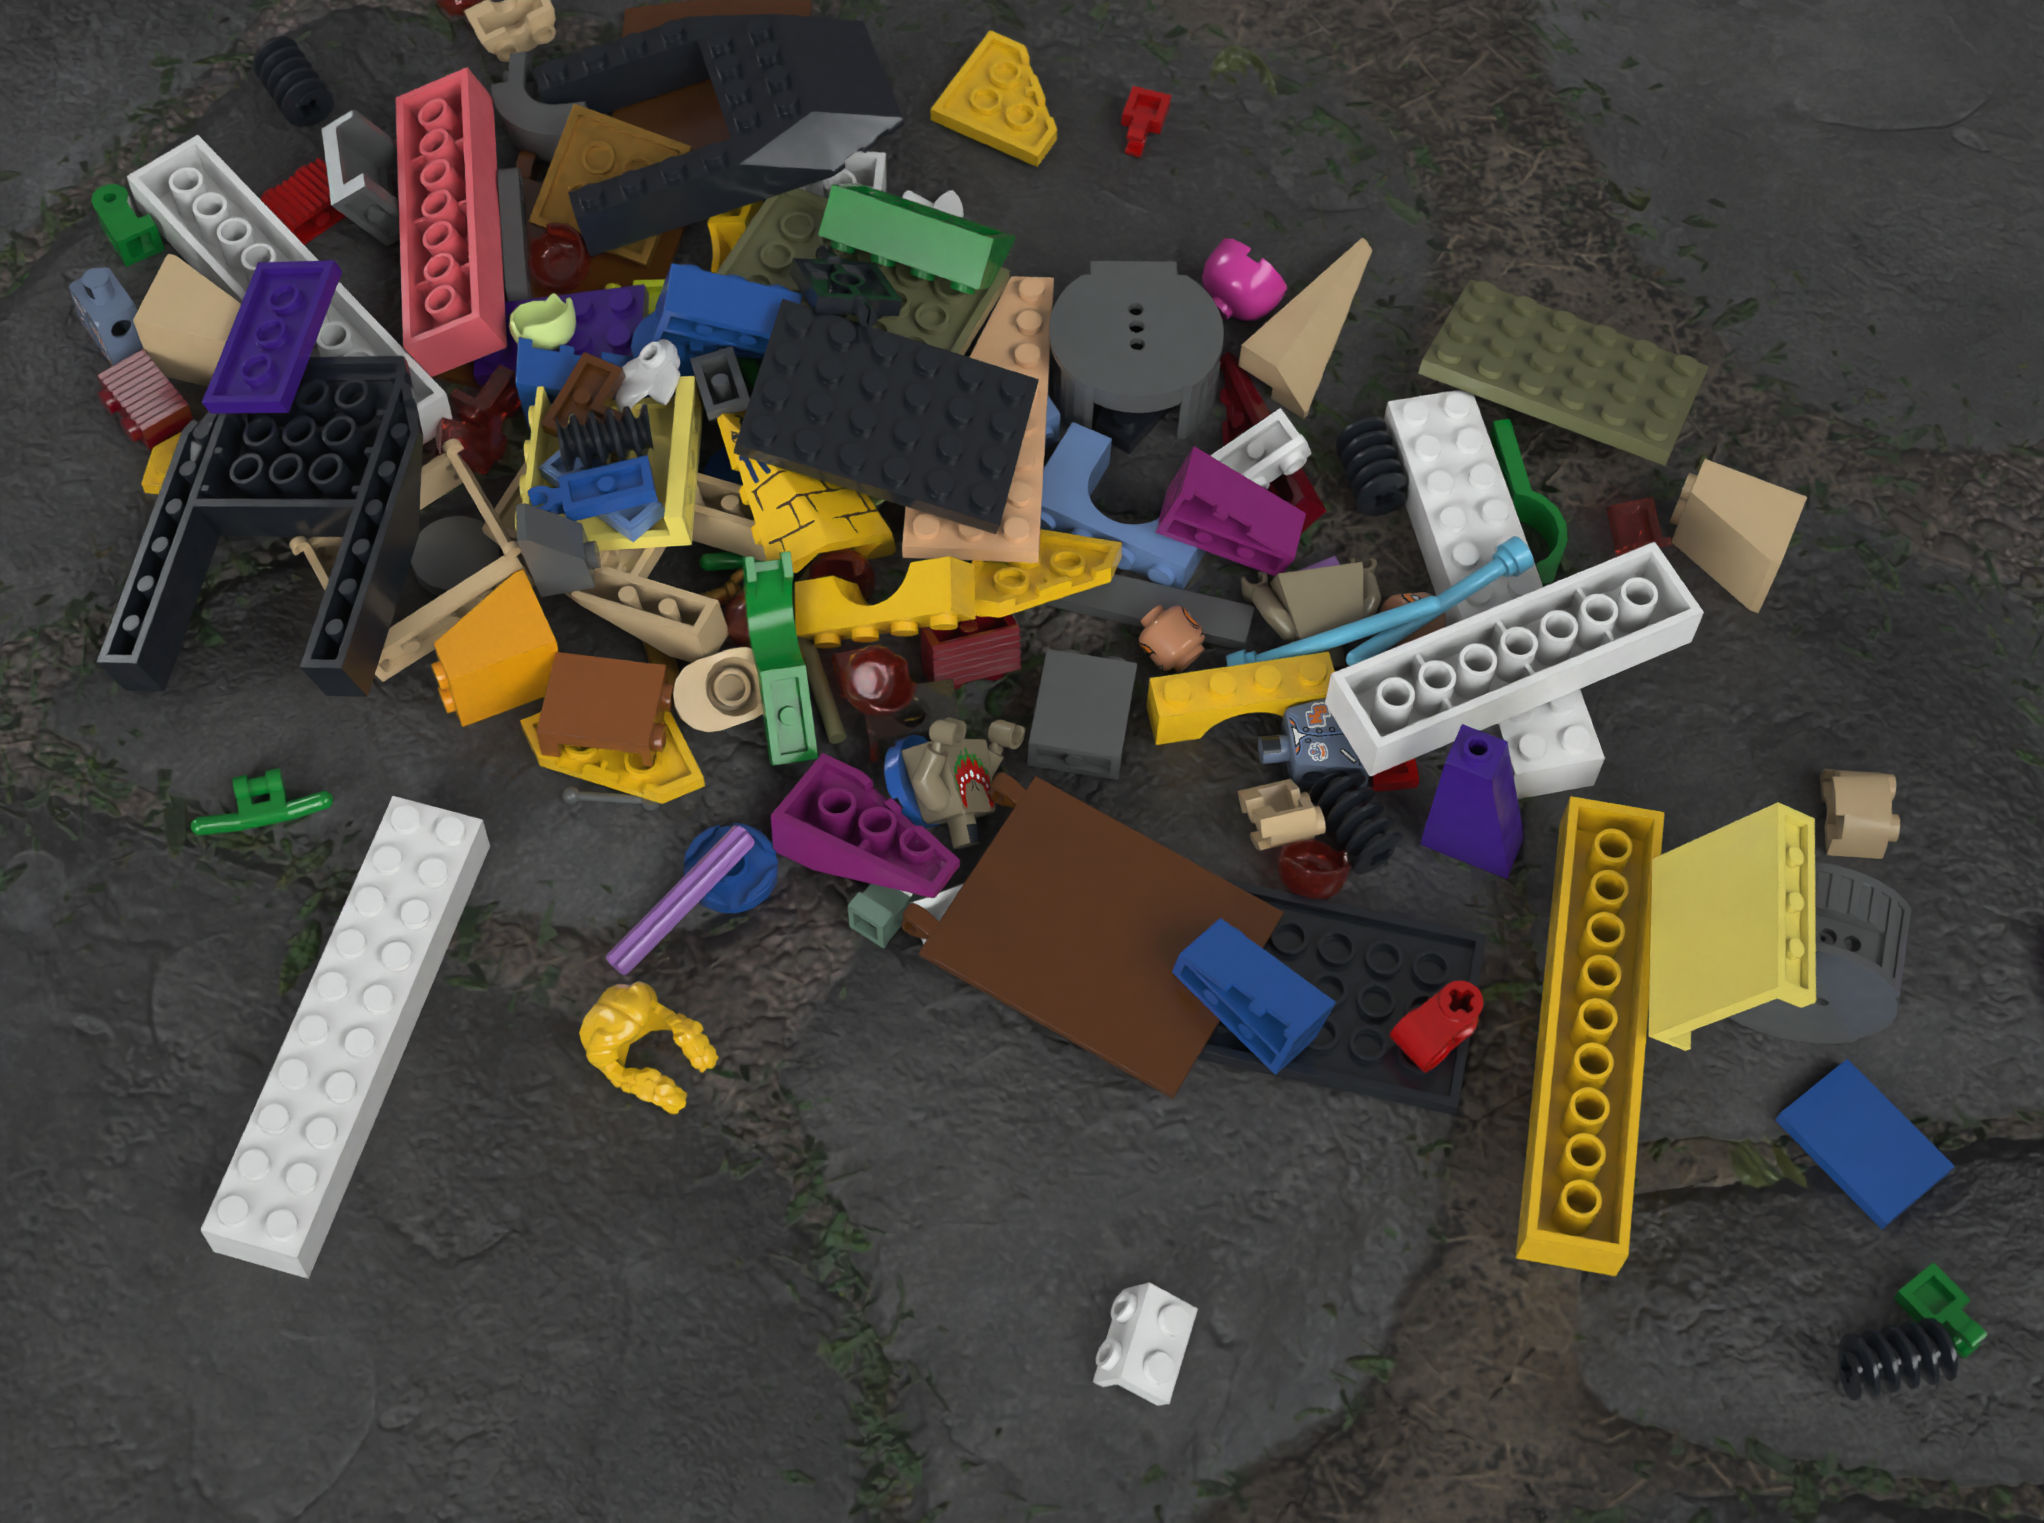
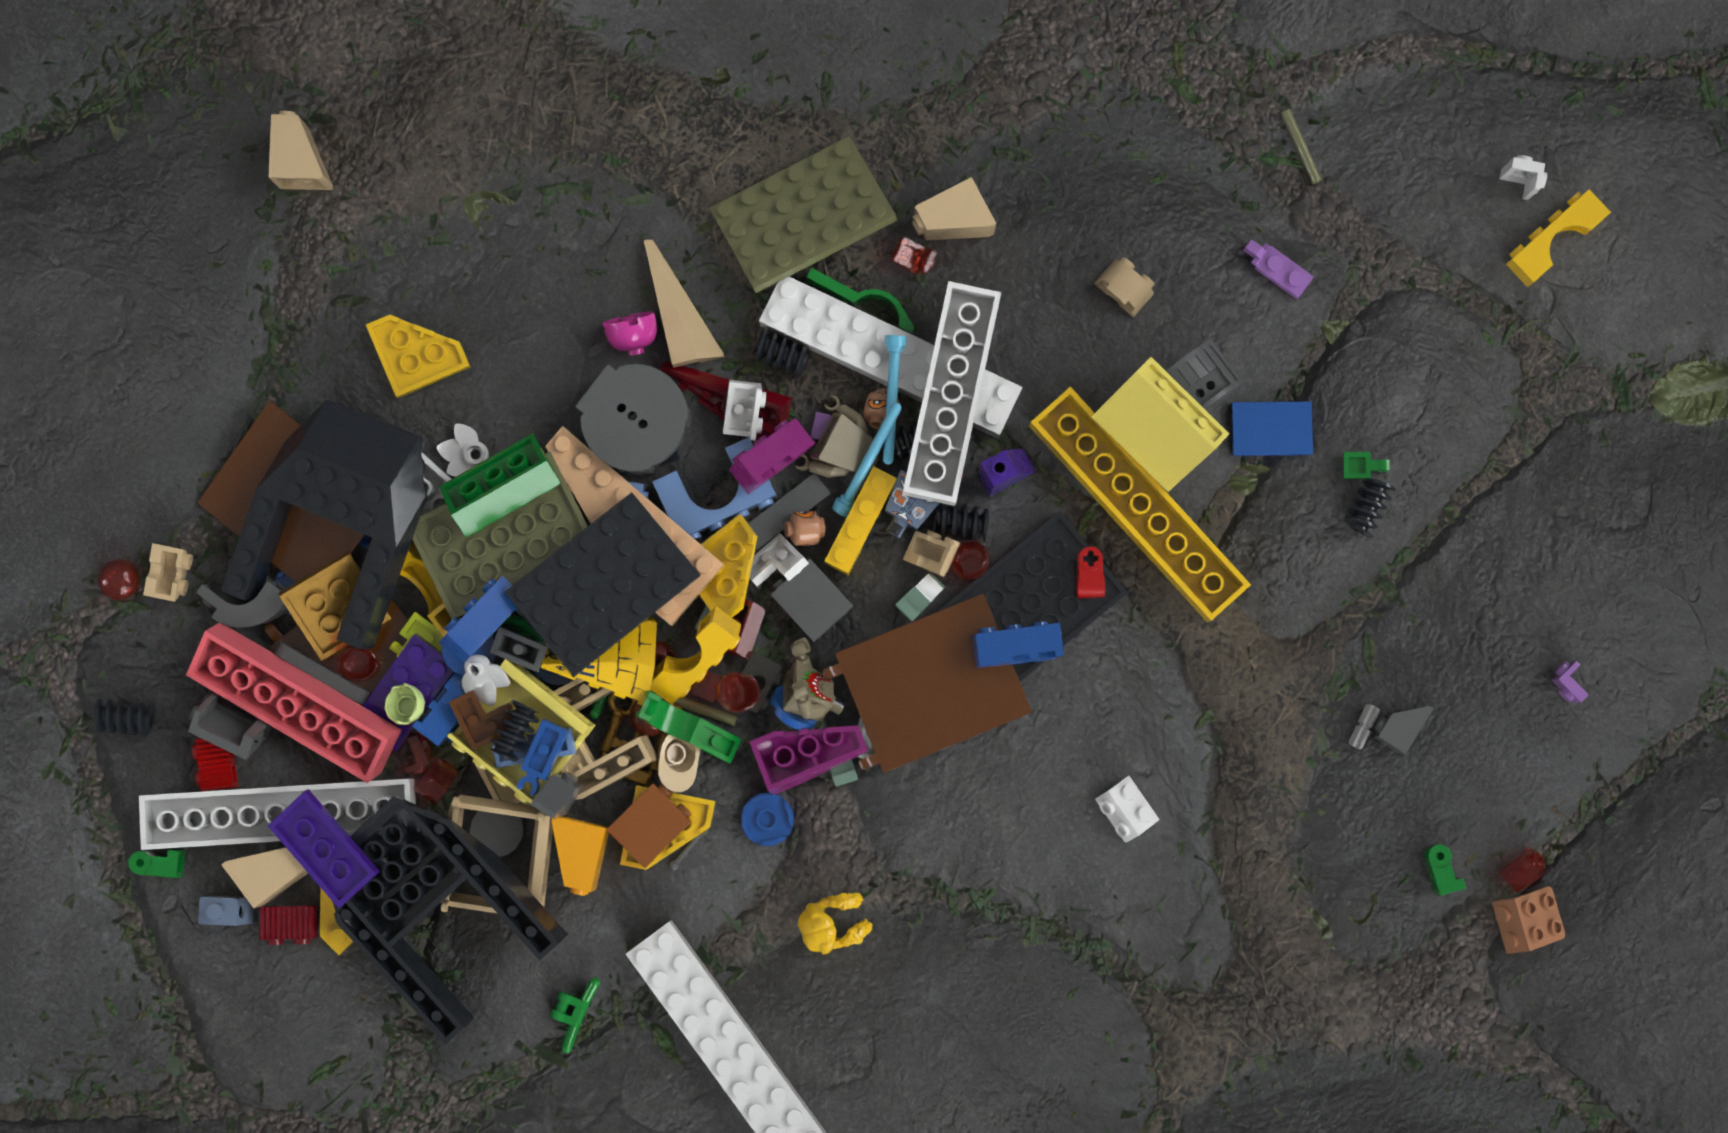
camera: 50 degrees left, 25 degrees up
(680, 900) = (771, 856): medium lavender axle -> none
(845, 287) = (511, 549): black plate -> none
(1104, 634) = (776, 555): none -> white plate
(1144, 113) = (481, 287): red plate -> none
(1208, 843) = (920, 597): none -> sand green leg

